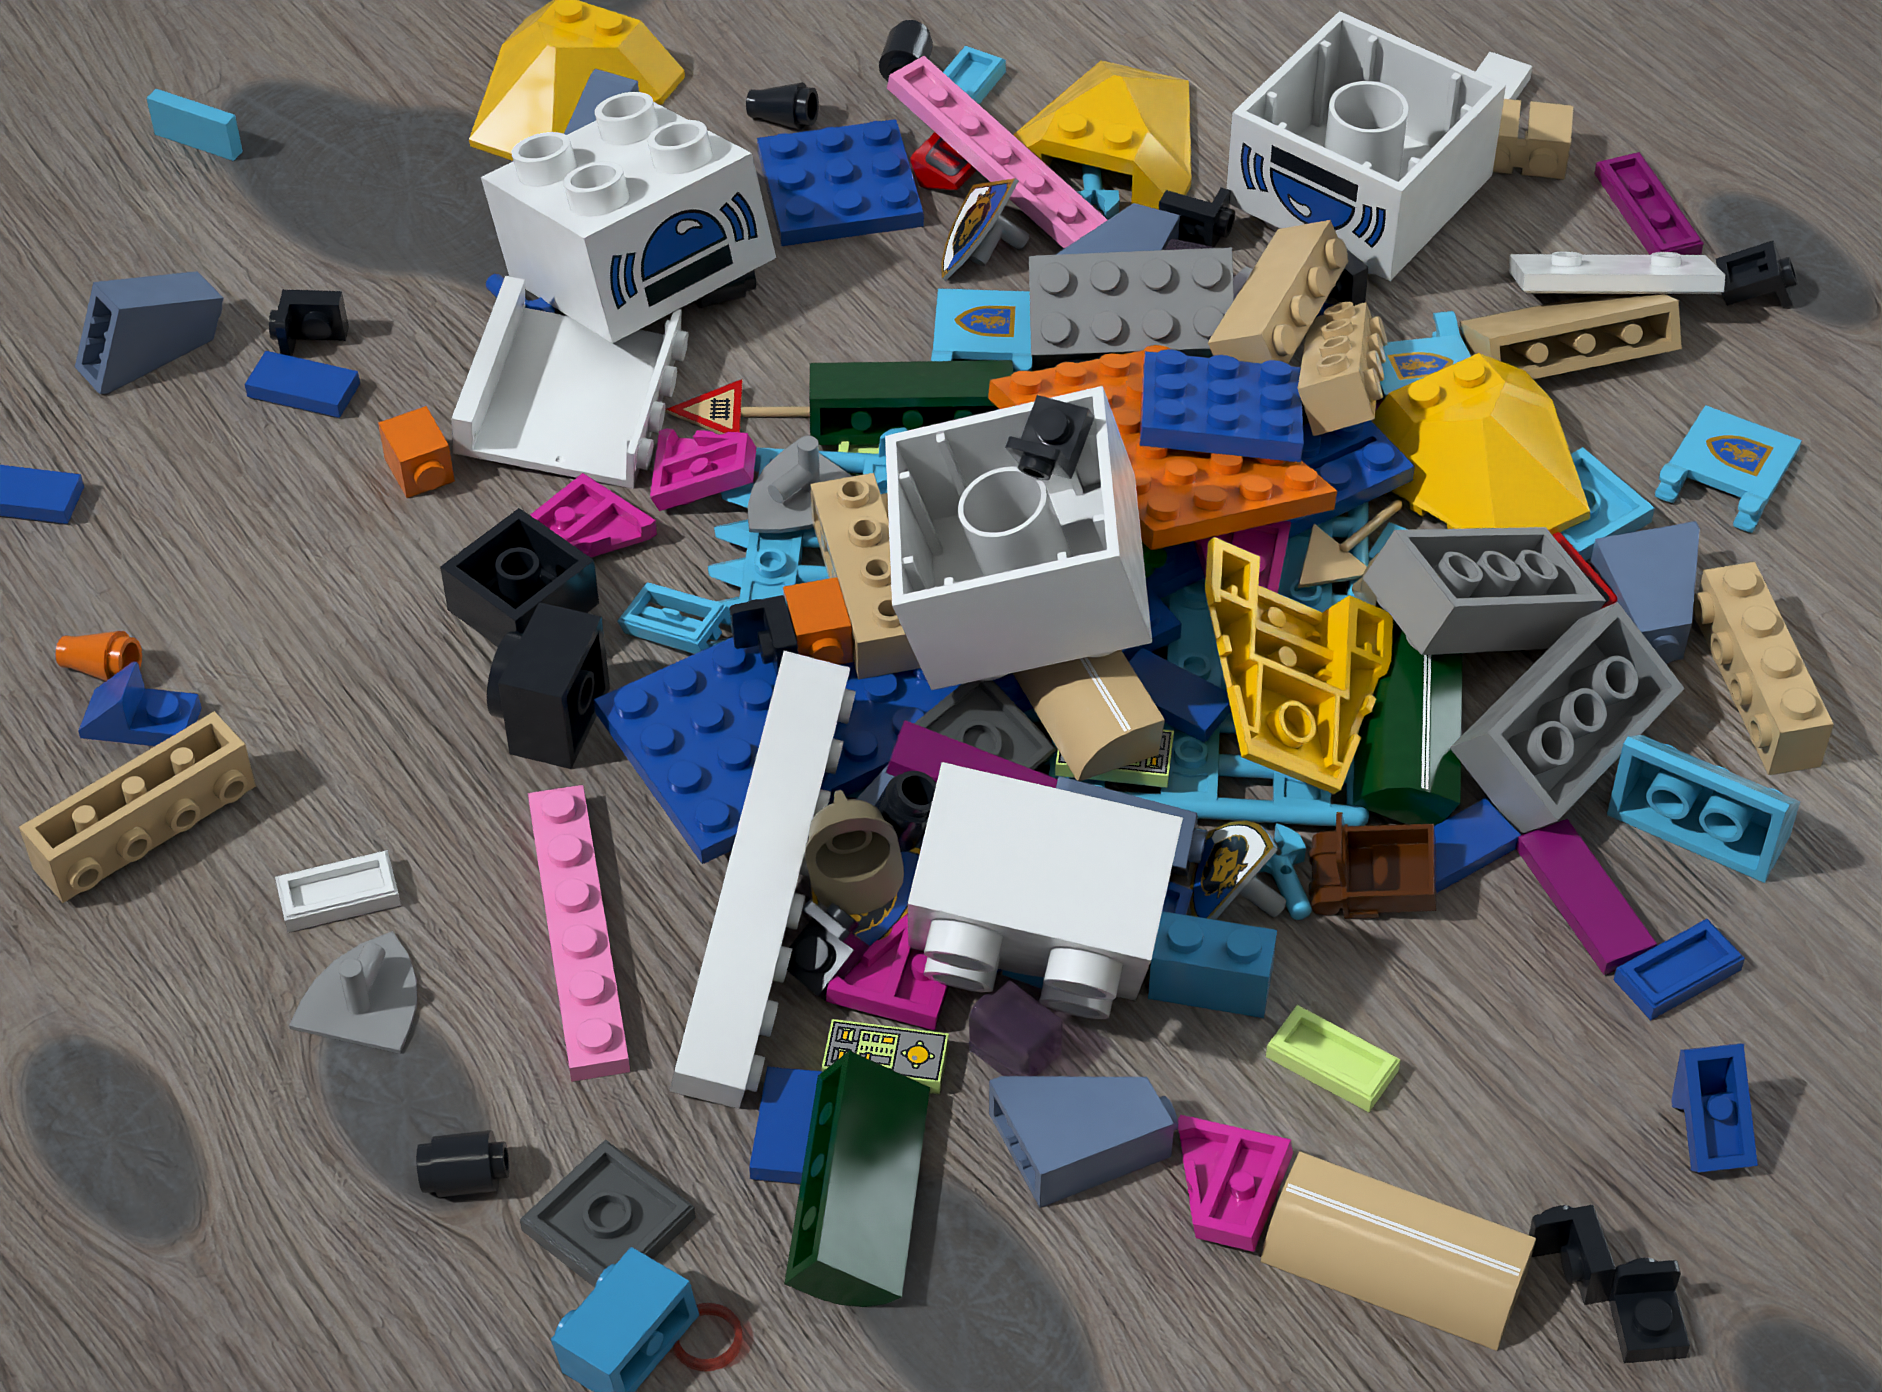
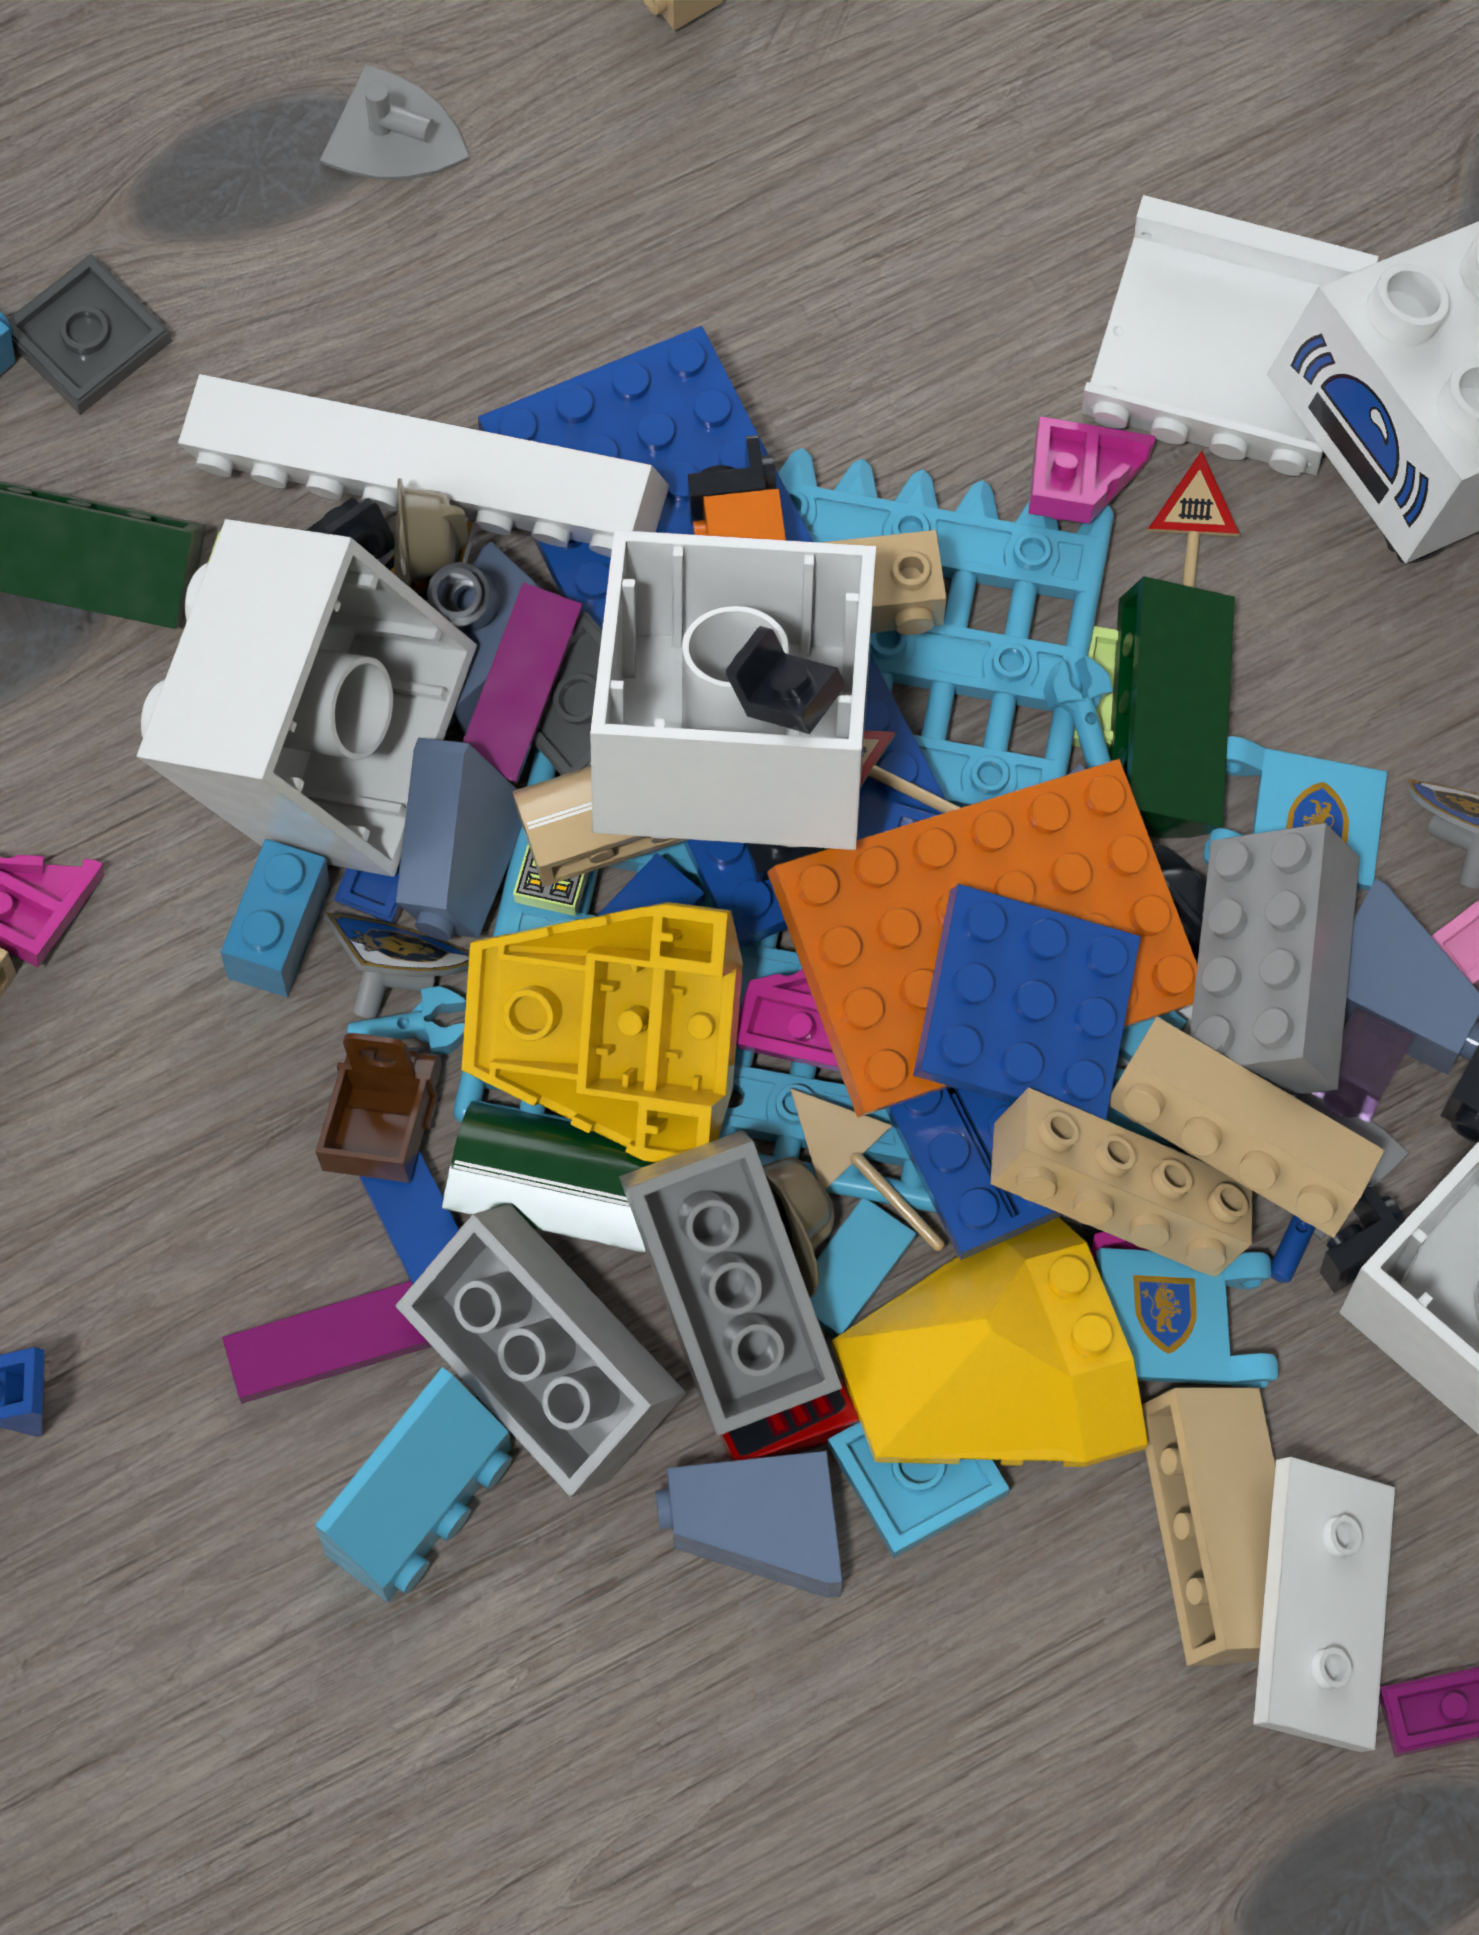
camera: 95 degrees right, 20 degrees up
(302, 384) = (1274, 72): blue tile -> none
(308, 317) = (1369, 57): black bracket -> none
(337, 891) = (525, 106): white tile -> none
(416, 452) = (1128, 172): orange brick -> none
(462, 1164) = (159, 203): black brick -> none
(512, 569) = (889, 264): black piece -> none
(548, 684) = (740, 285): black piece -> none
(578, 934) = (440, 322): bright pink plate -> none
(594, 518) = (1009, 345): dark pink wing -> none
(668, 625) = (854, 434): medium azure tile -> none
(783, 491) = (1012, 566): light grey shield -> none
(783, 1125) = (166, 493): blue tile -> none
(1080, 1129) = (90, 760): sand blue slope -> none
(1333, 1058) = (156, 1033): yellowish green tile -> none
(1678, 969) = (212, 1422): blue tile -> none
(1732, 458) = (994, 1690): medium azure flag -> none
(1756, 273) = (1319, 1805): black bracket -> none
(1762, 668) = (616, 1613): tan brick -> none

